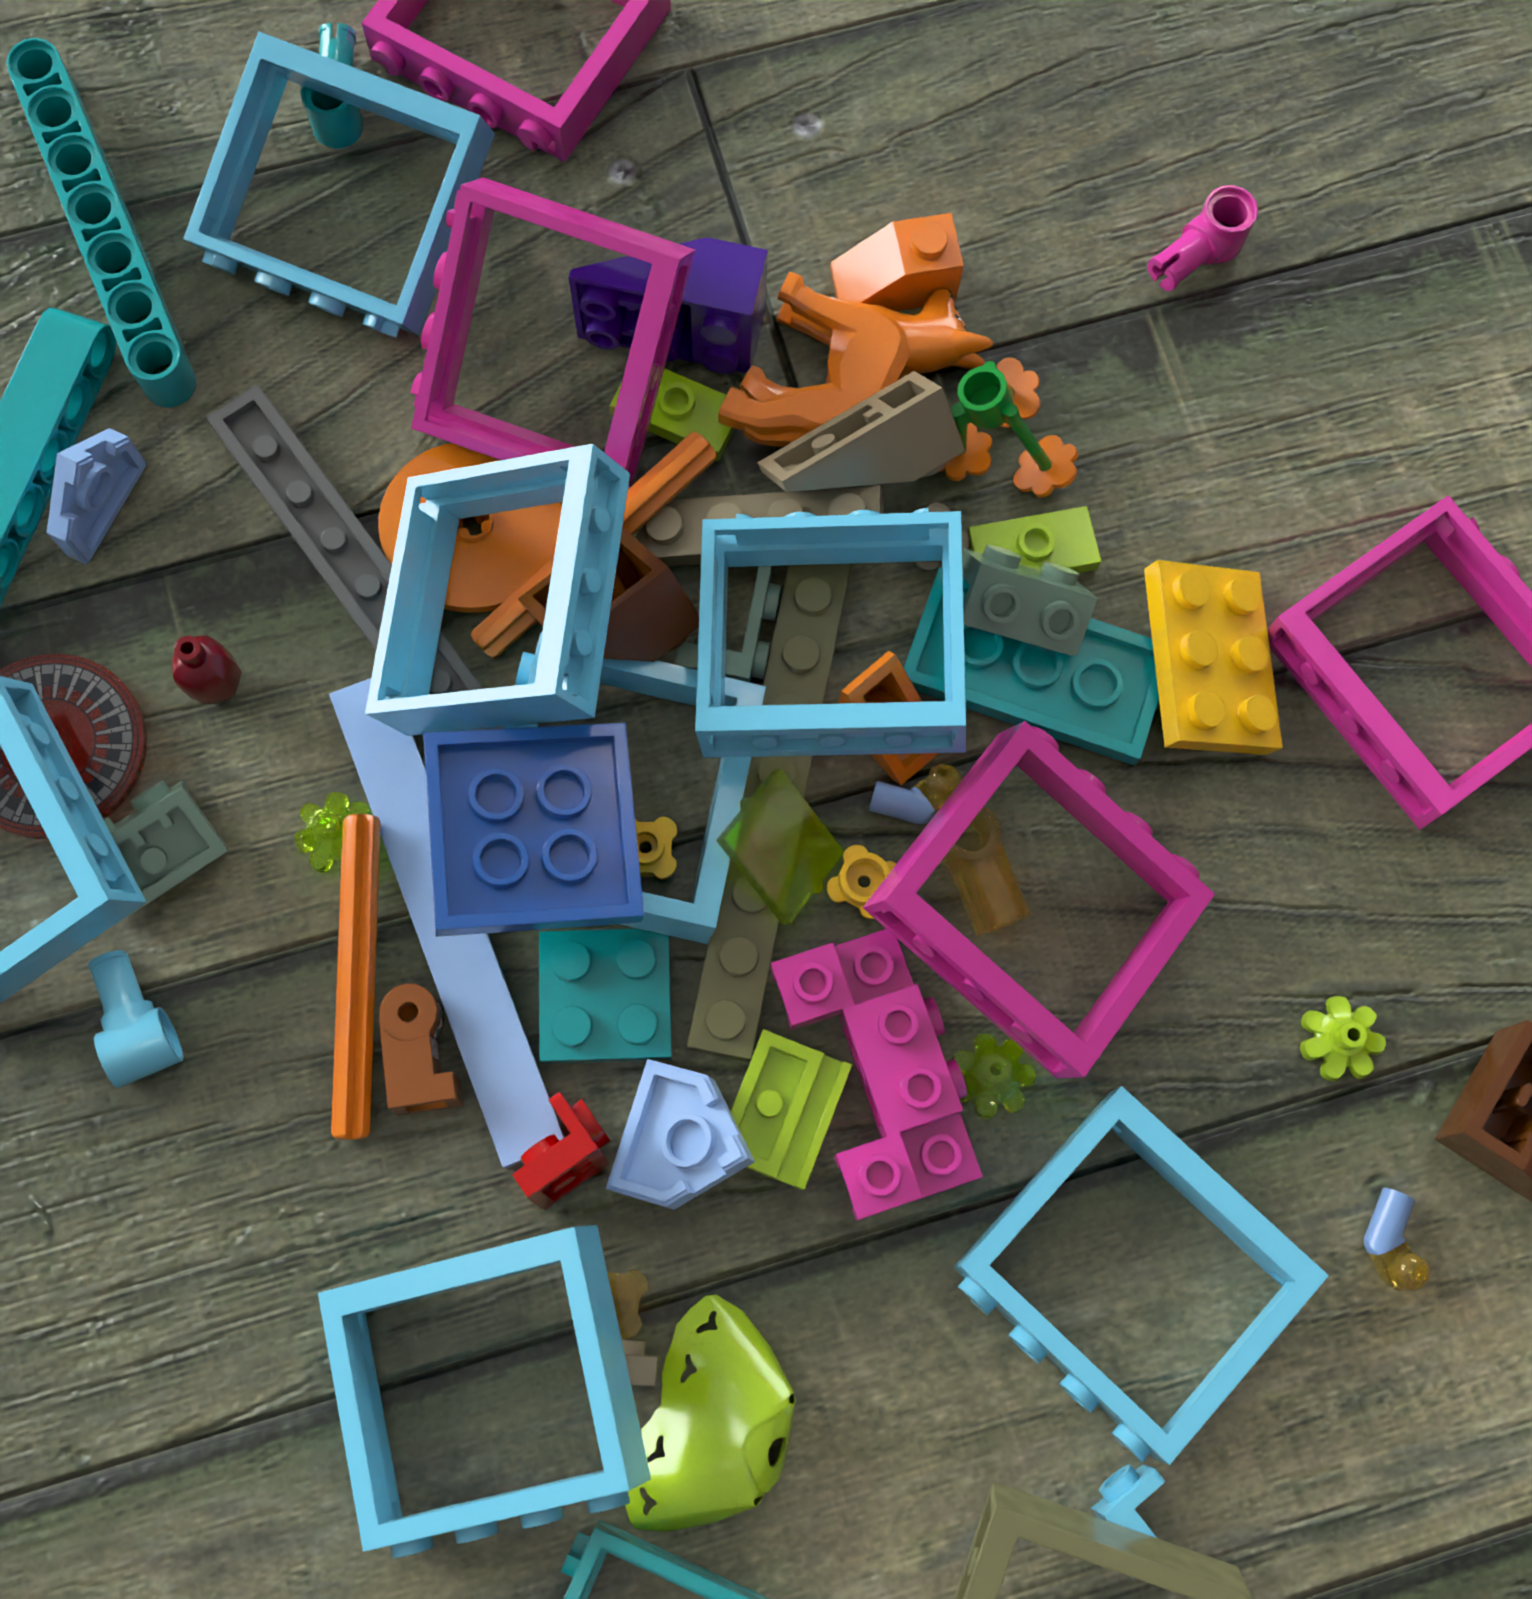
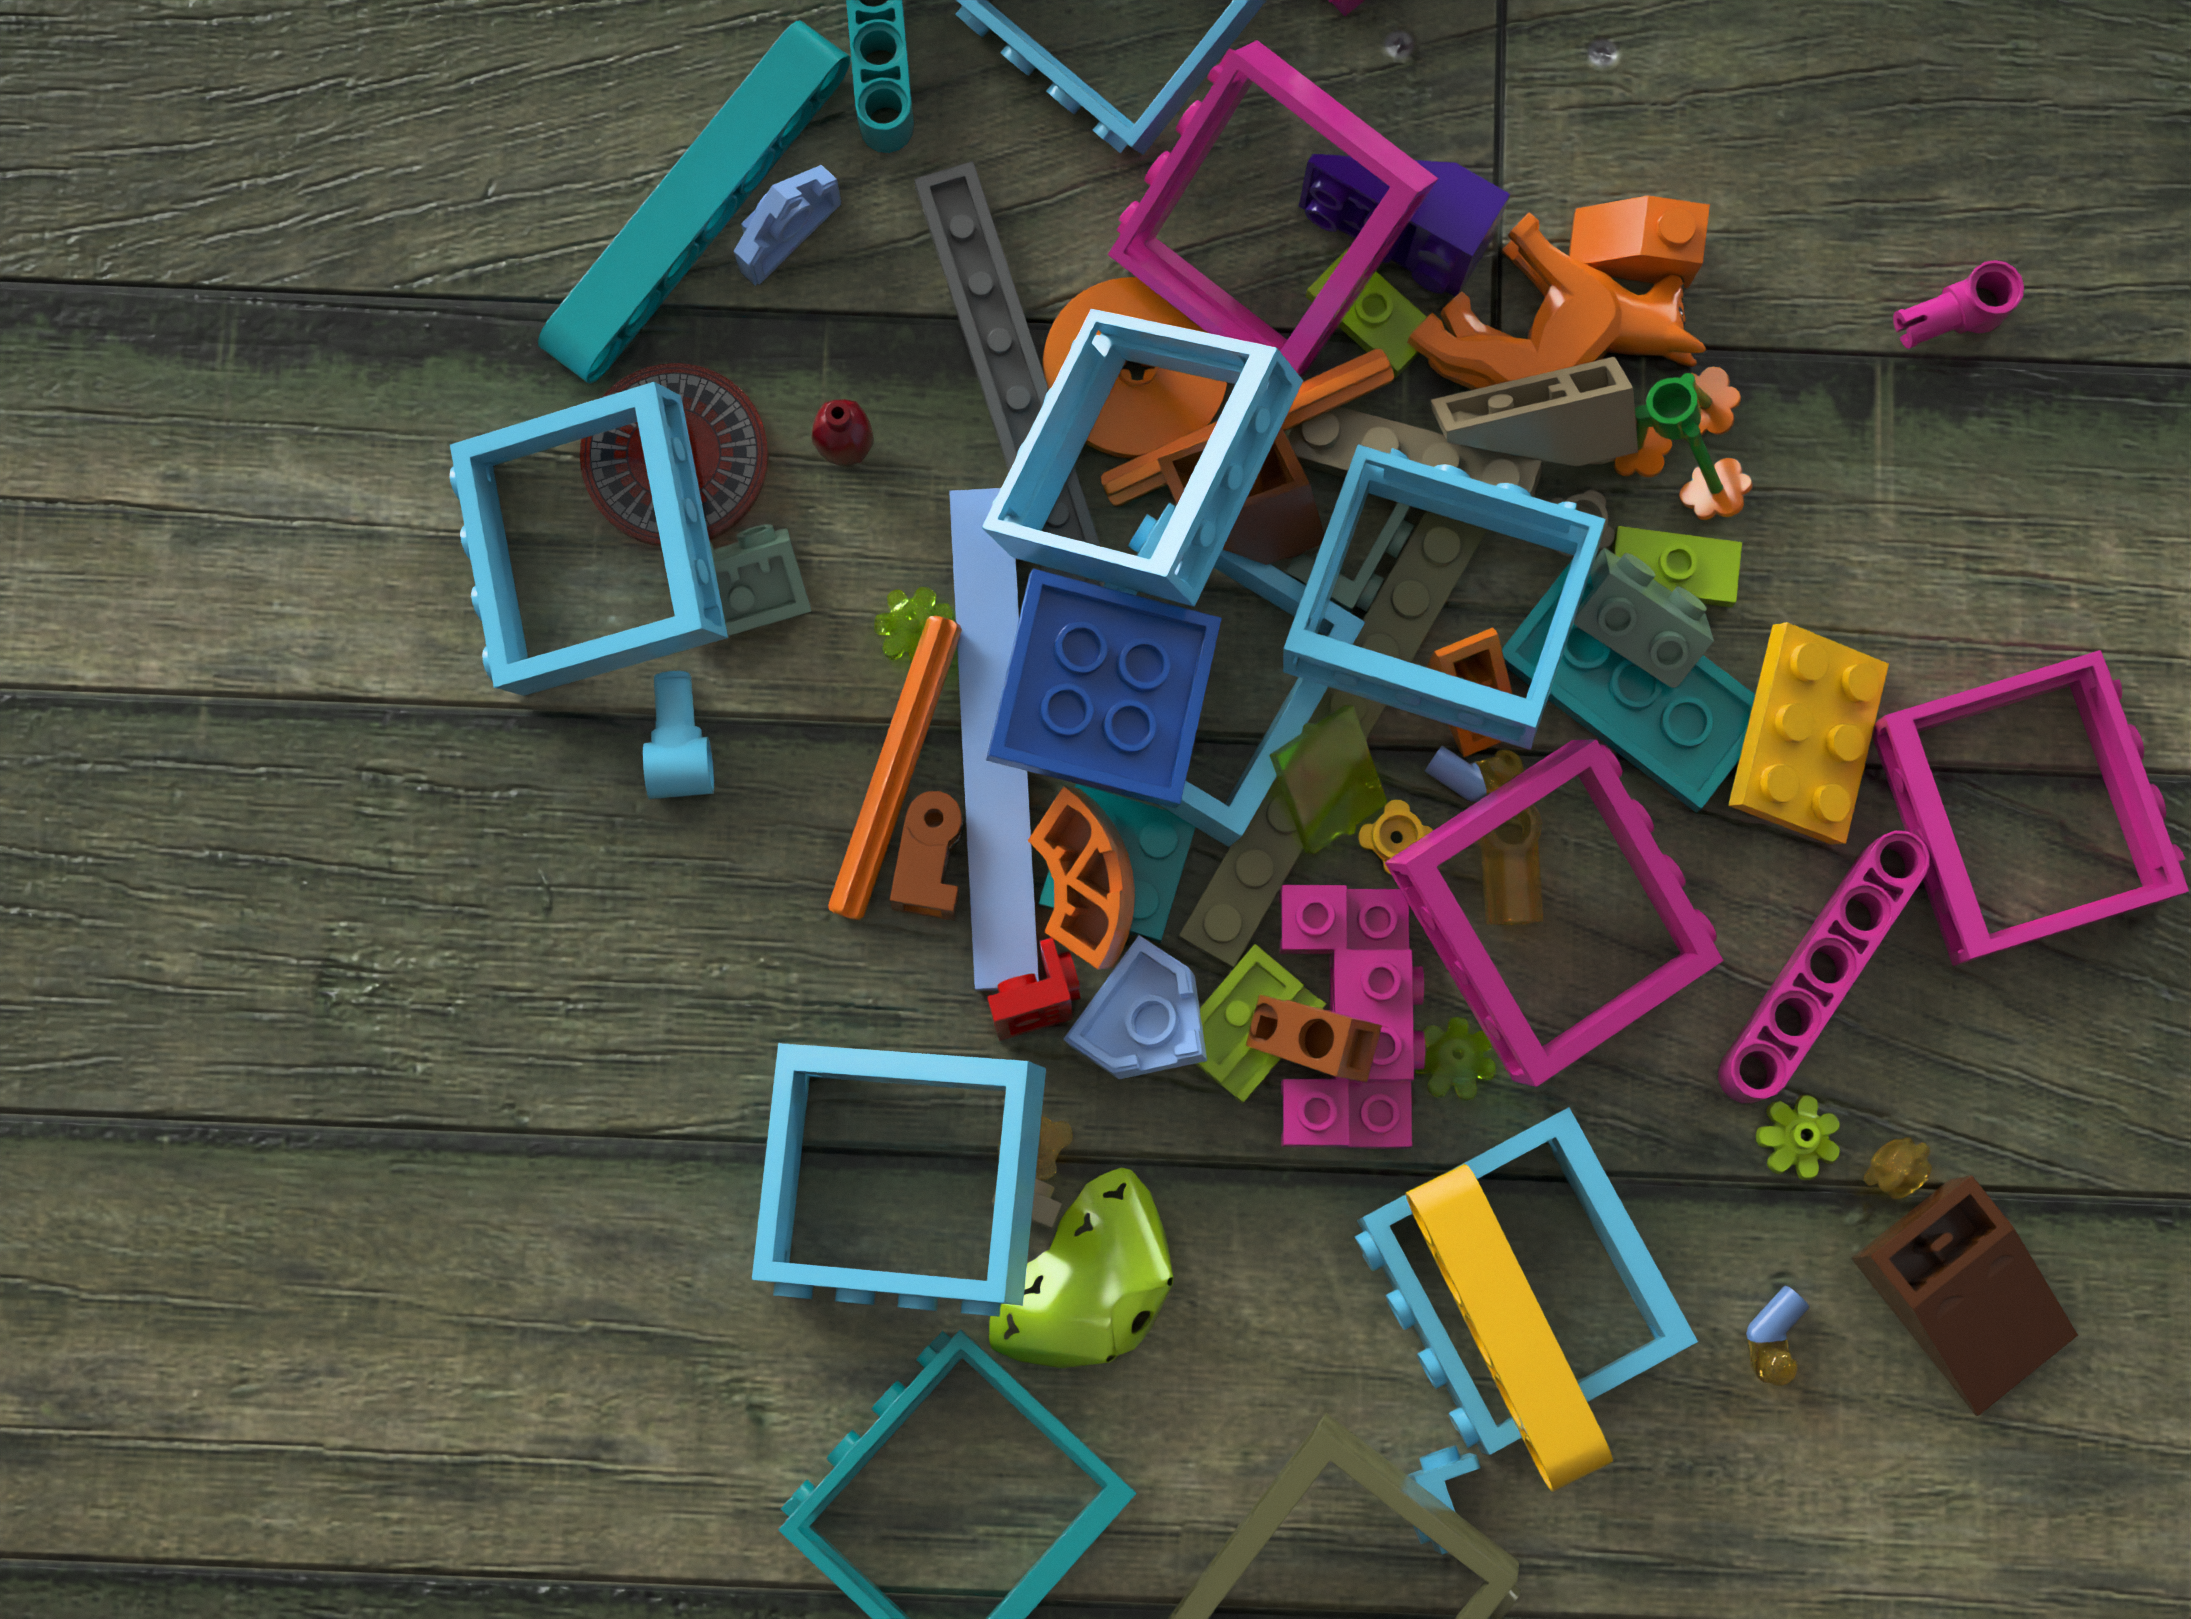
camera: 20 degrees right, 5 degrees up
(579, 1018) = (1090, 878): none -> orange brick
(660, 836) = (1210, 752): yellow plate -> none
(852, 1102) = (1314, 1037): none -> dark orange leg
(1146, 1330) = (1509, 1327): none -> yellow beam
(1286, 891) = (1844, 945): none -> dark pink beam
(1448, 1036) = (1899, 1167): none -> clear yellow plate

